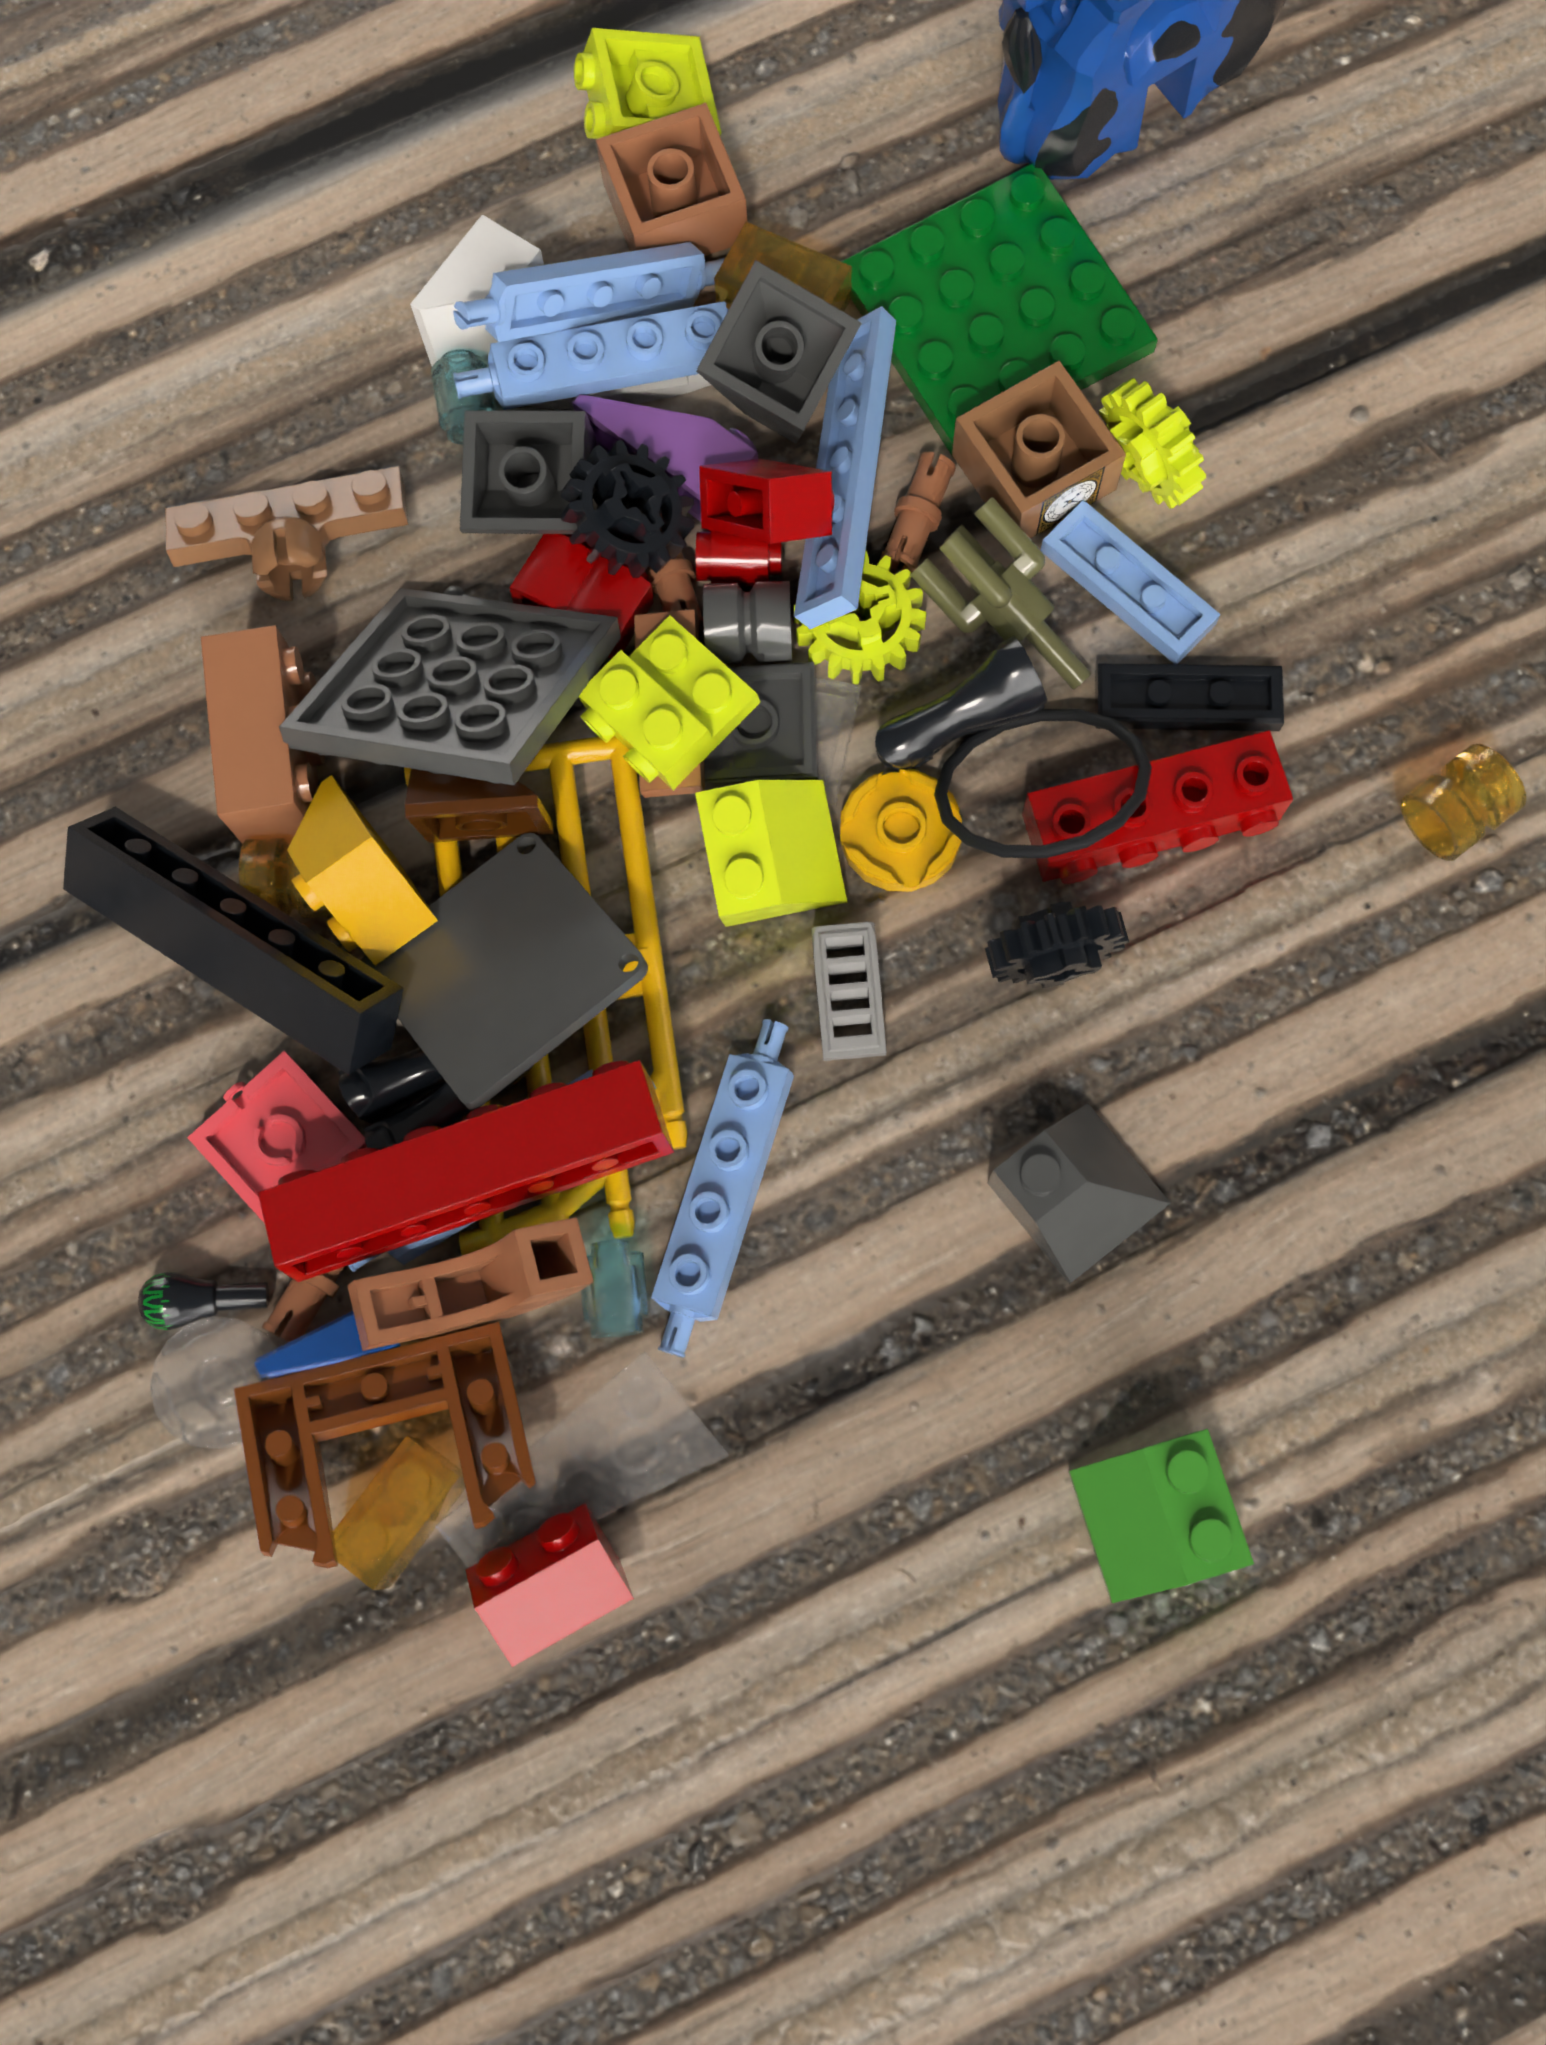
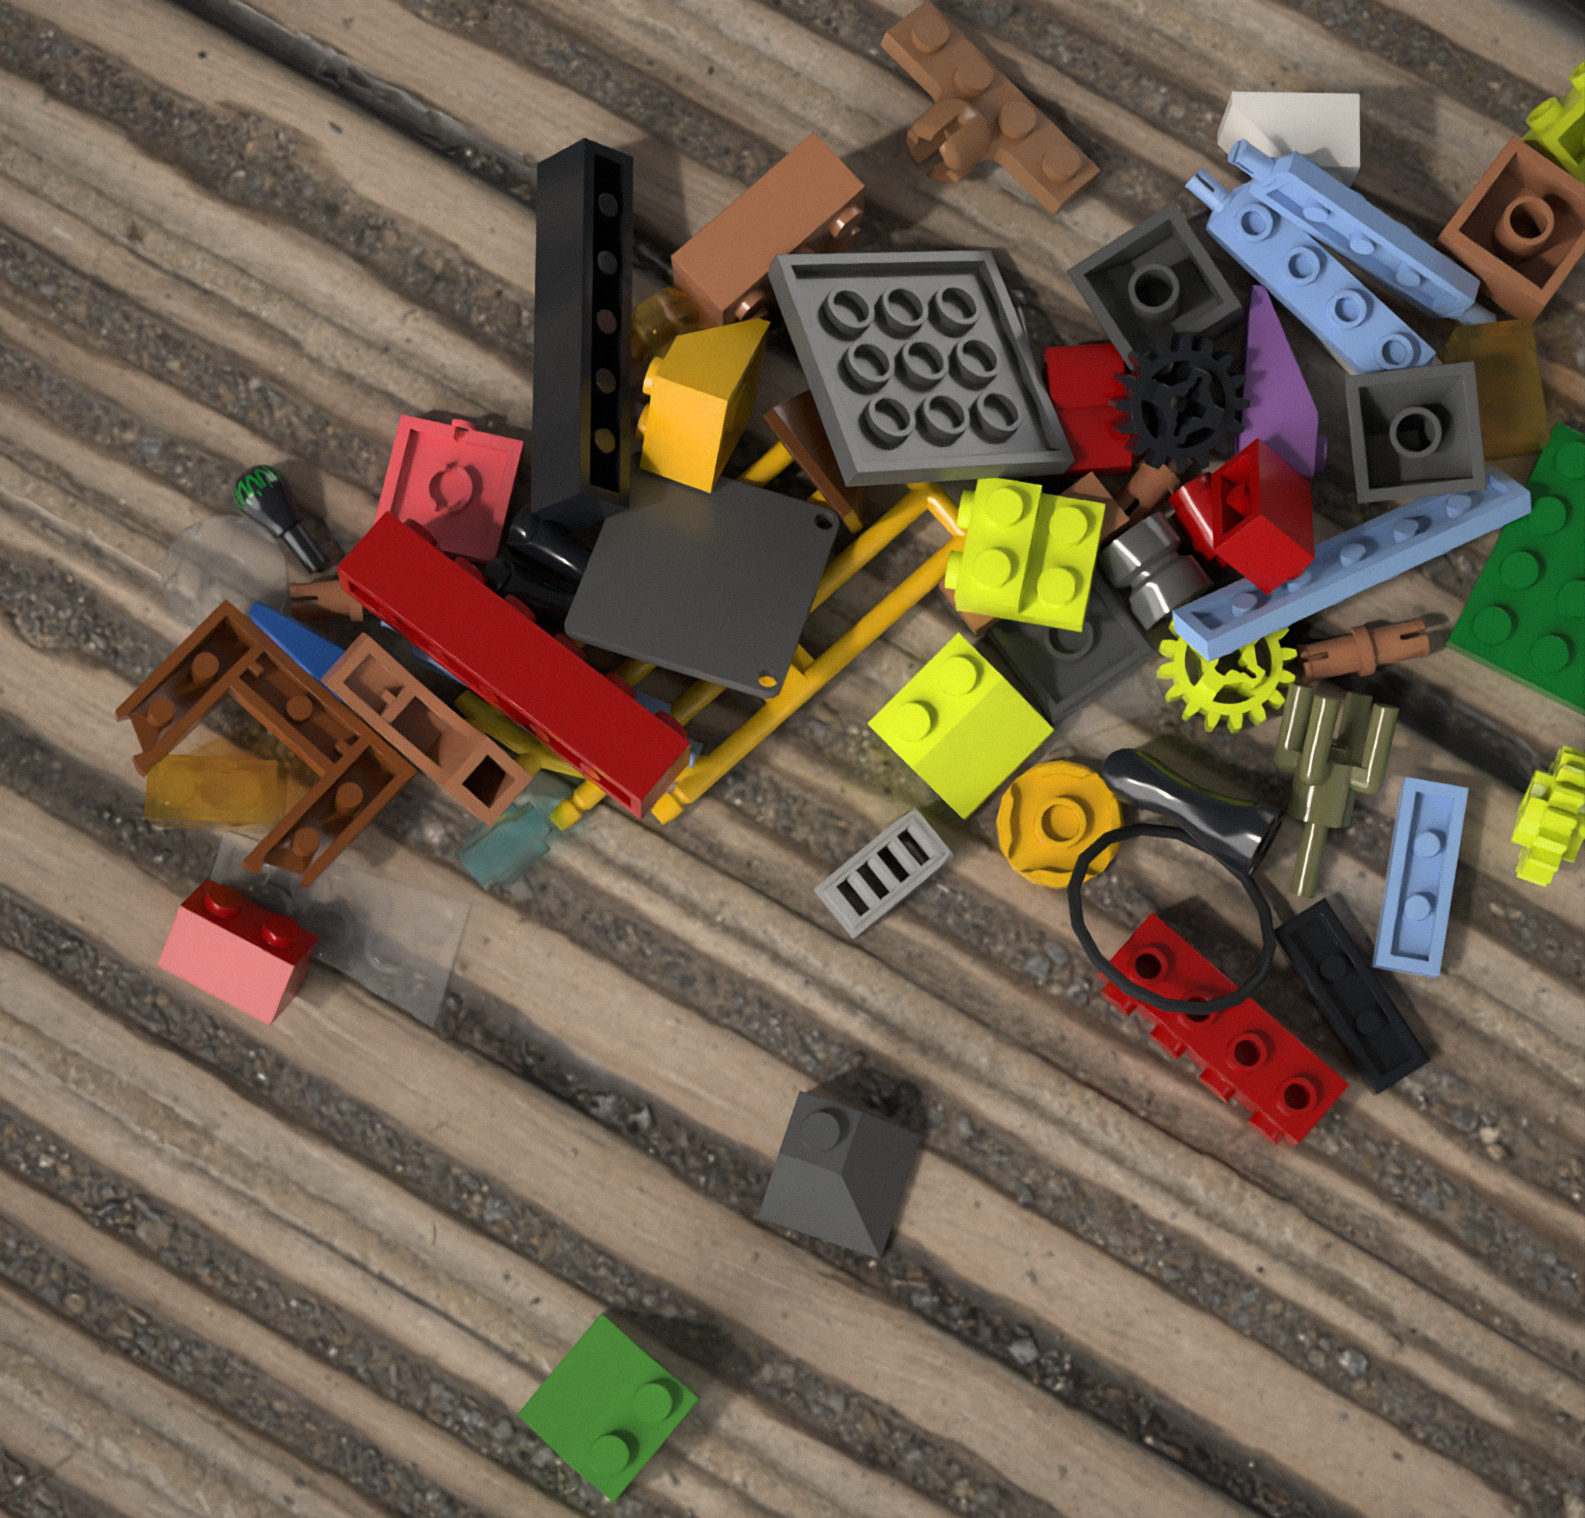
camera: 50 degrees right, 5 degrees up
(448, 406) = (1214, 158): clear light blue brick -> none
(722, 1188) = (650, 877): light blue plate -> none
(1038, 450) = (1481, 720): medium nougat brick -> none
(1056, 944) = (1031, 1021): black gear -> none
(1453, 808) = (1401, 1293): clear yellow wheel -> none

